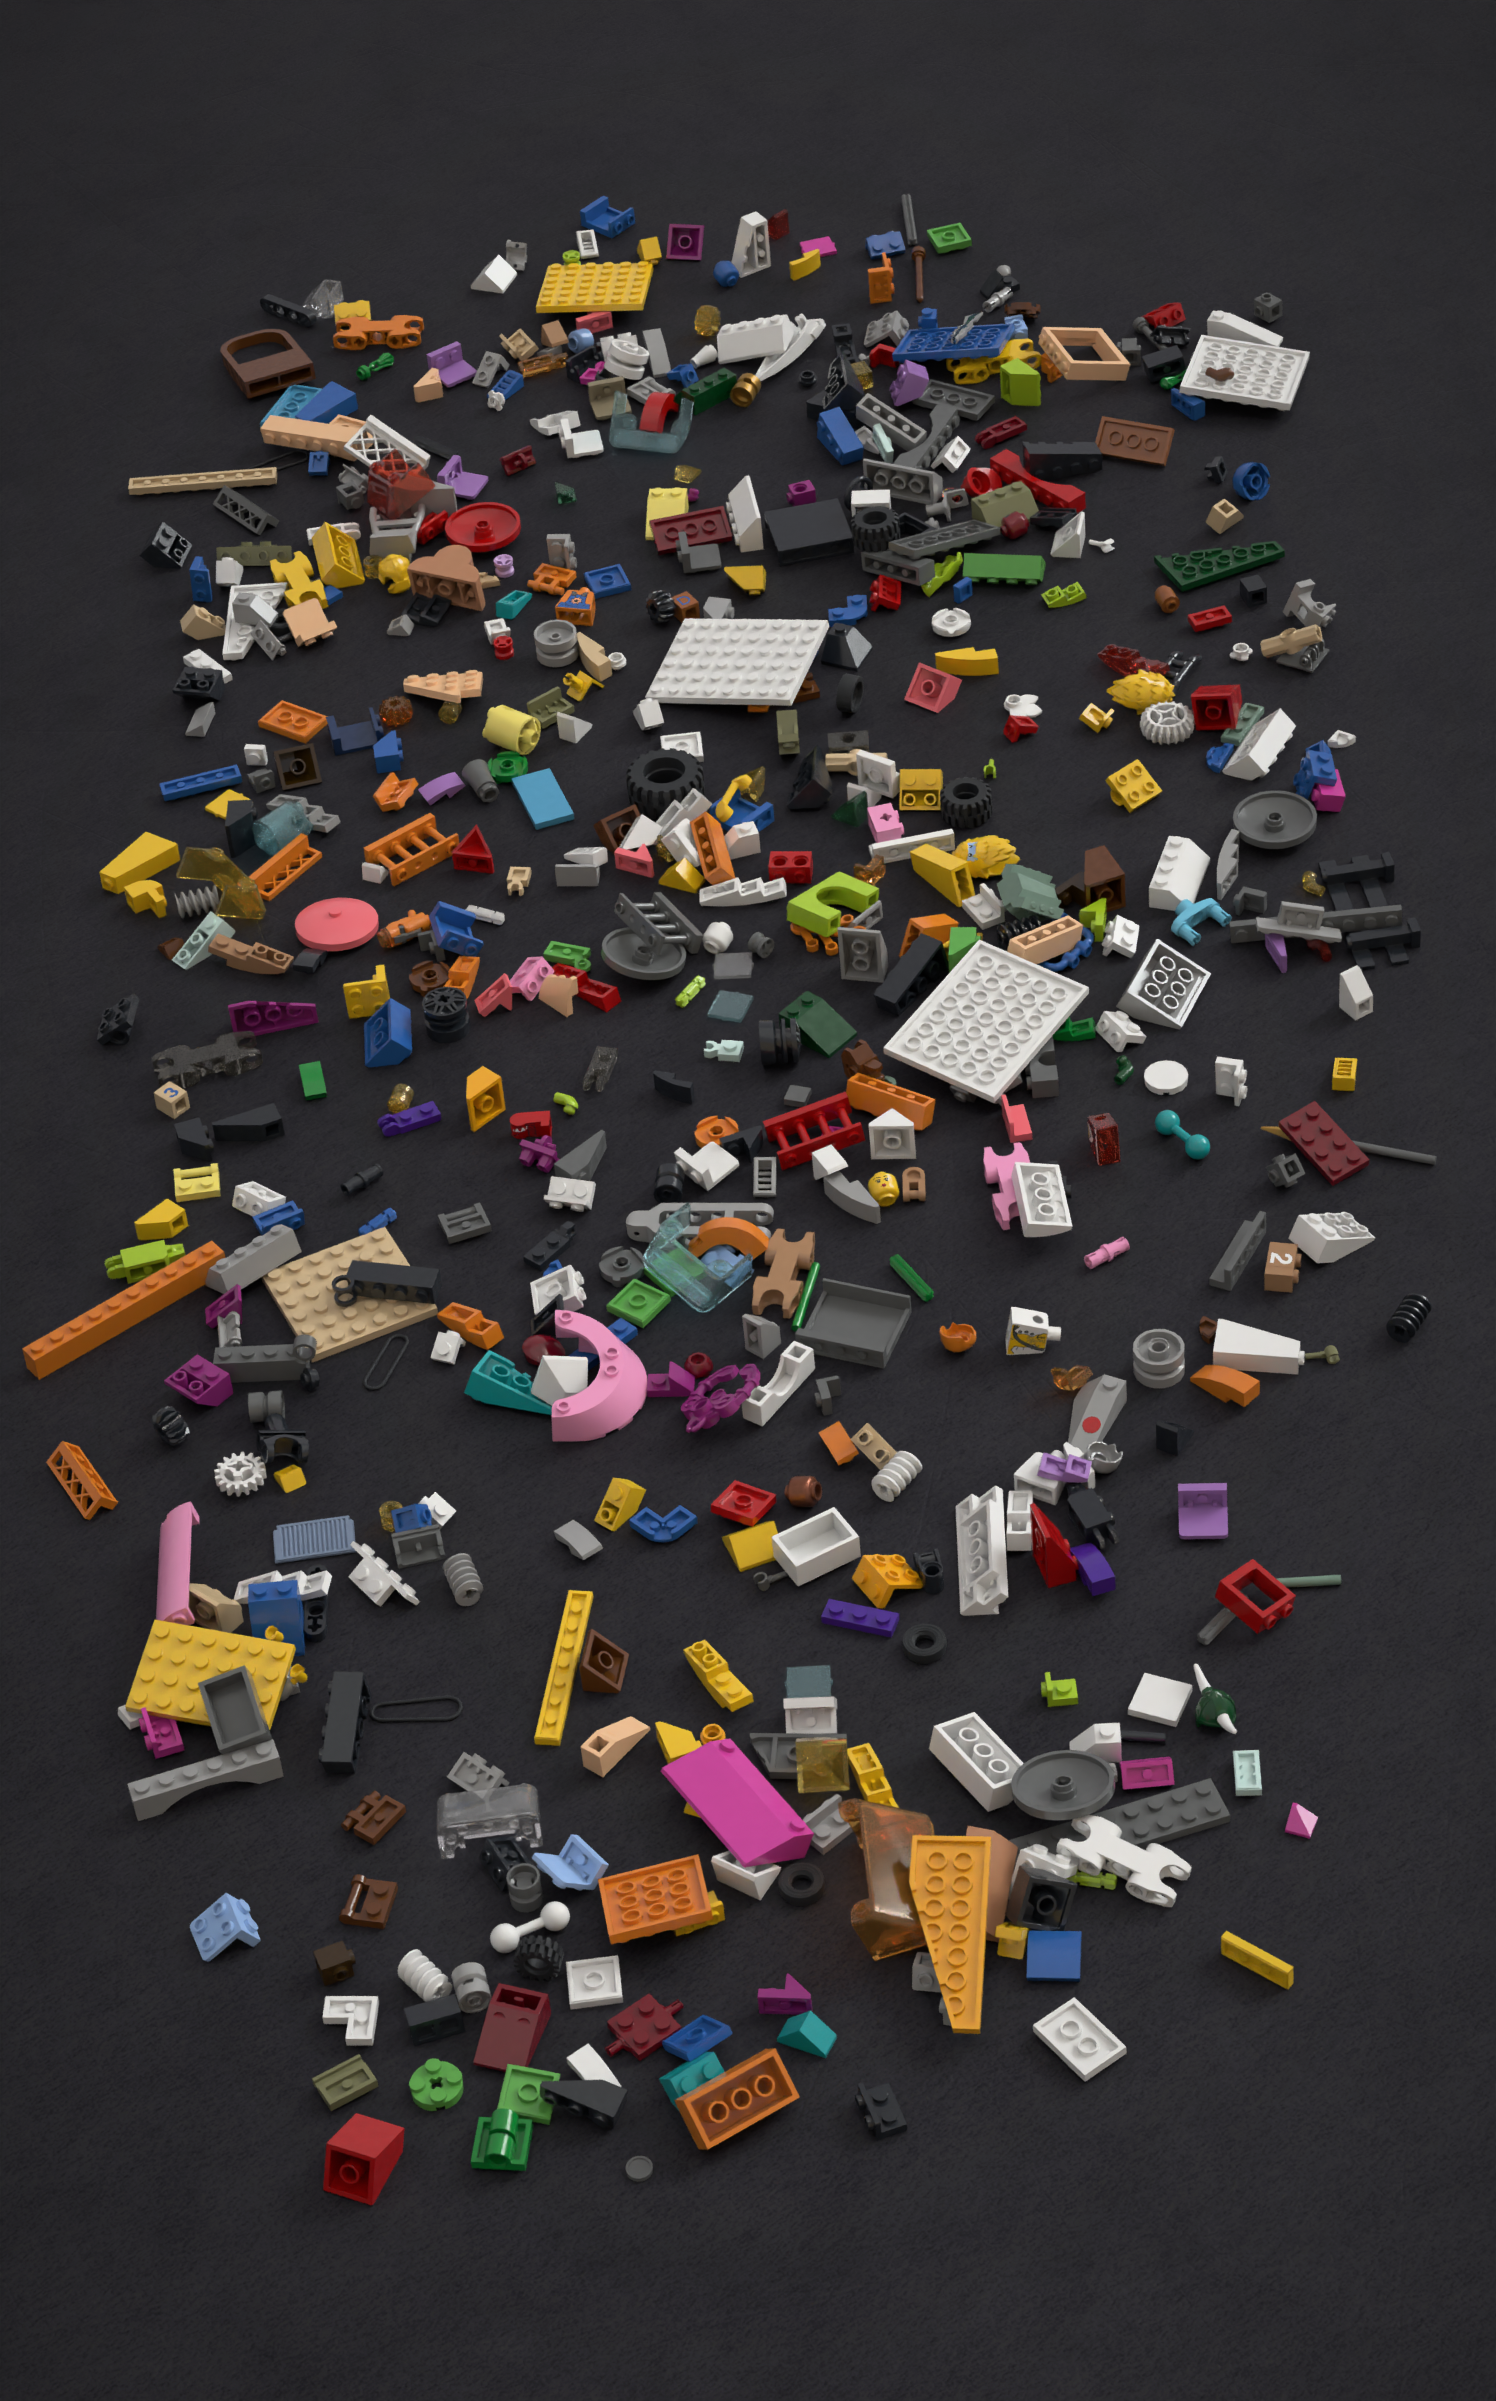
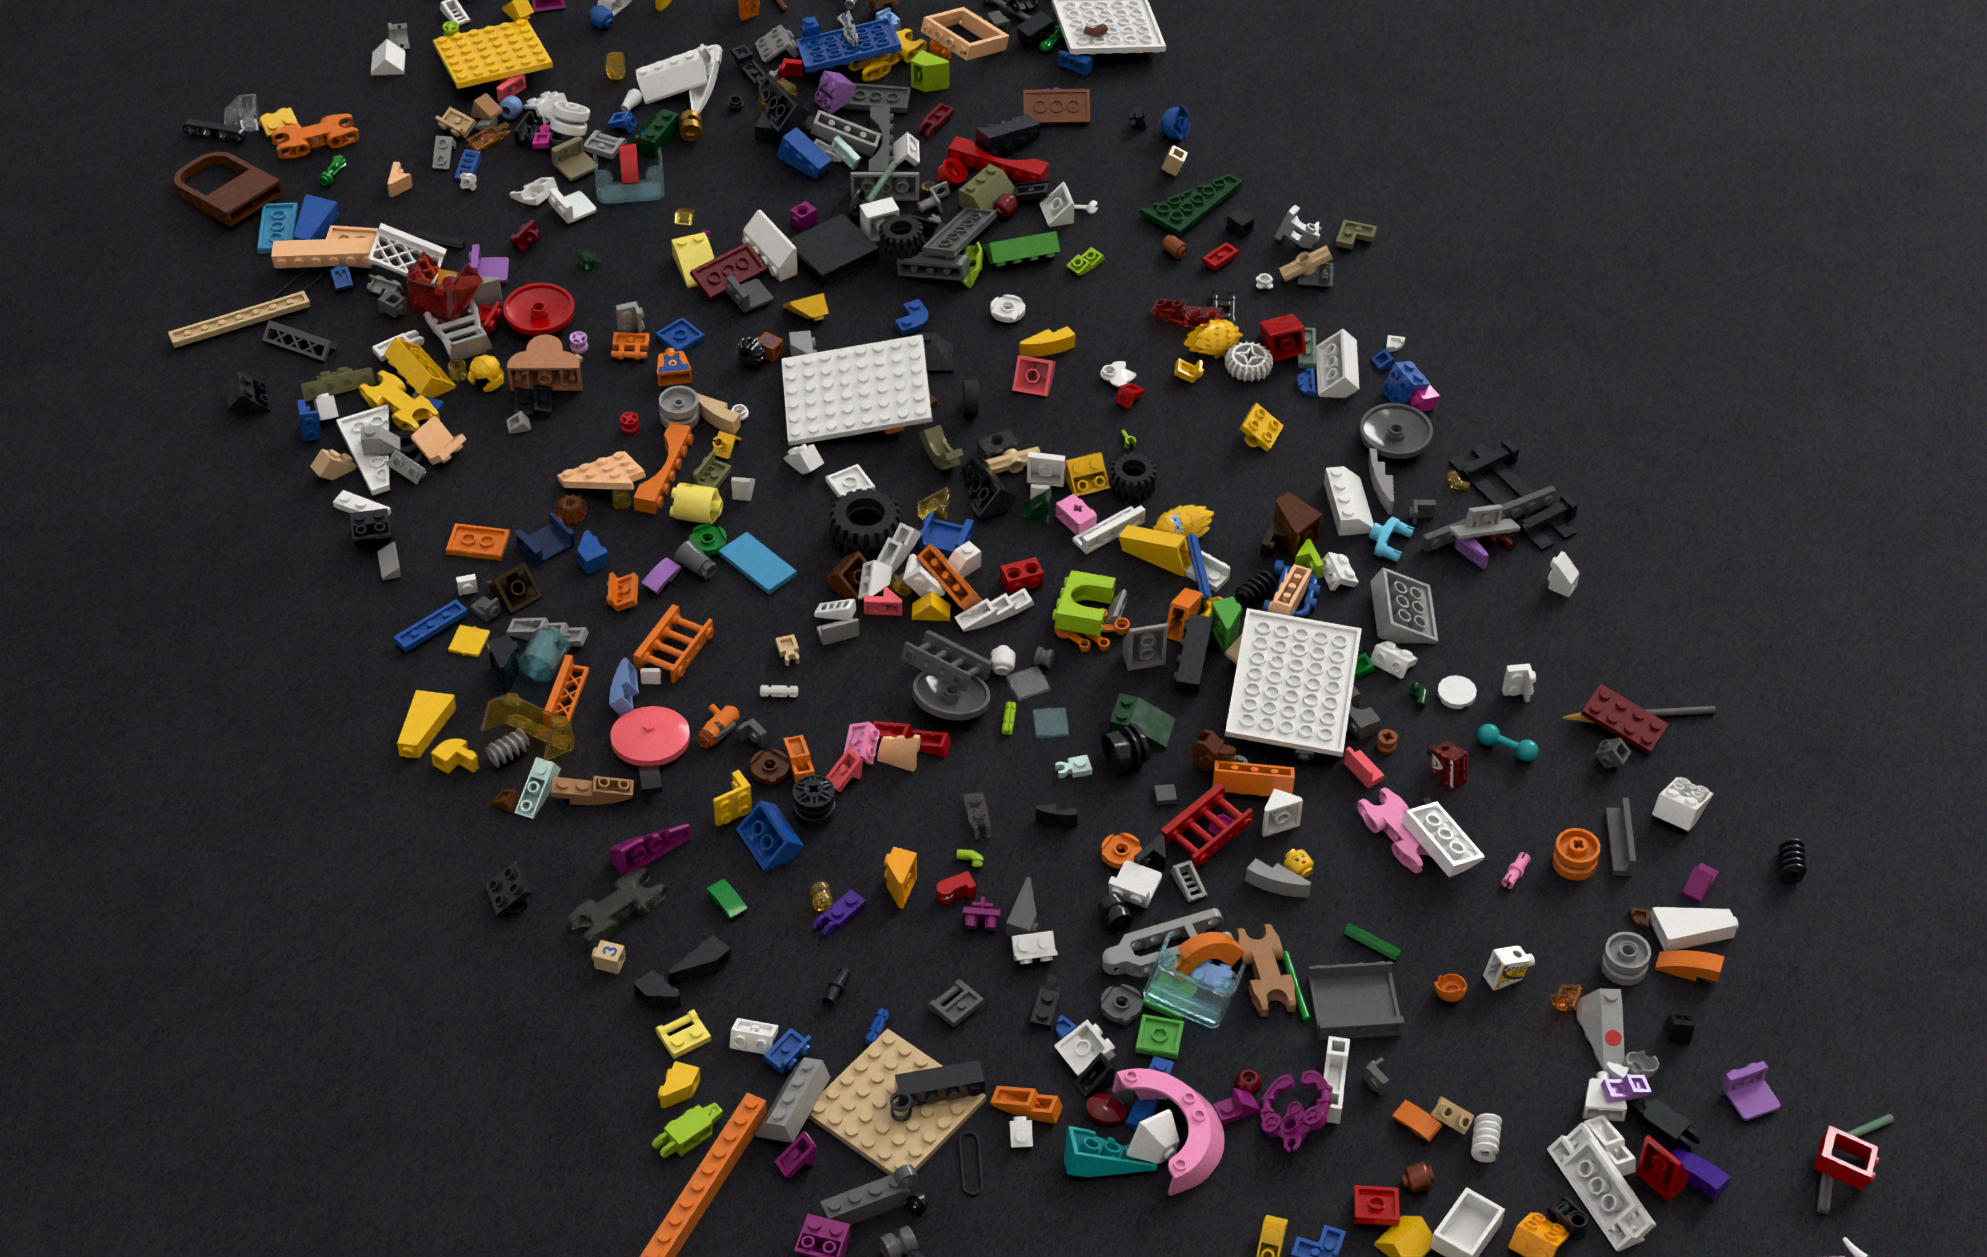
camera: 30 degrees left, 5 degrees up
(228, 1330) = (821, 1186): light grey hinge -> none
(338, 875) = (623, 688): none -> medium blue slope
(450, 364) = (410, 158): medium lavender bracket -> none
(453, 929) = (761, 711): blue panel -> none
(473, 853) = (736, 634): red slope -> none
(495, 629) = (614, 408): white bracket -> none
(512, 604) = (609, 378): teal slope -> none
(535, 674) = (651, 493): none -> orange arch
(569, 955) = (881, 711): bright green hinge -> none
(657, 351) = (581, 95): light grey slope -> none
(723, 811) = (932, 536): yellow bar -> none
(760, 1335) = (1288, 1038): light grey slope -> none
(827, 1161) = (1244, 855): white slope -> none
(872, 872) = (1092, 565): clear orange bracket -> none
(885, 592) = (934, 293): red bracket -> none
(889, 473) = (881, 182): none -> sand green bar
(913, 1179) = (1317, 846): medium nougat plate -> none
(962, 590) = (1000, 276): blue tile -> none
(972, 895) = (1198, 565): none -> blue axle
(1029, 893) = (1248, 552): sand green slope -> none
(1057, 1103) = (1388, 746): none -> dark orange wheel
(1177, 1252) = (1576, 854): none -> orange wheel
(1281, 1267) = (1664, 843): medium nougat brick -> none
(1296, 1313) = (1700, 882): none -> magenta slope
(1329, 1353) = (1750, 911): olive hand -> none
(1344, 1074) = (1595, 659): yellow slope -> none
(1372, 622) = (1354, 230): none -> olive plate

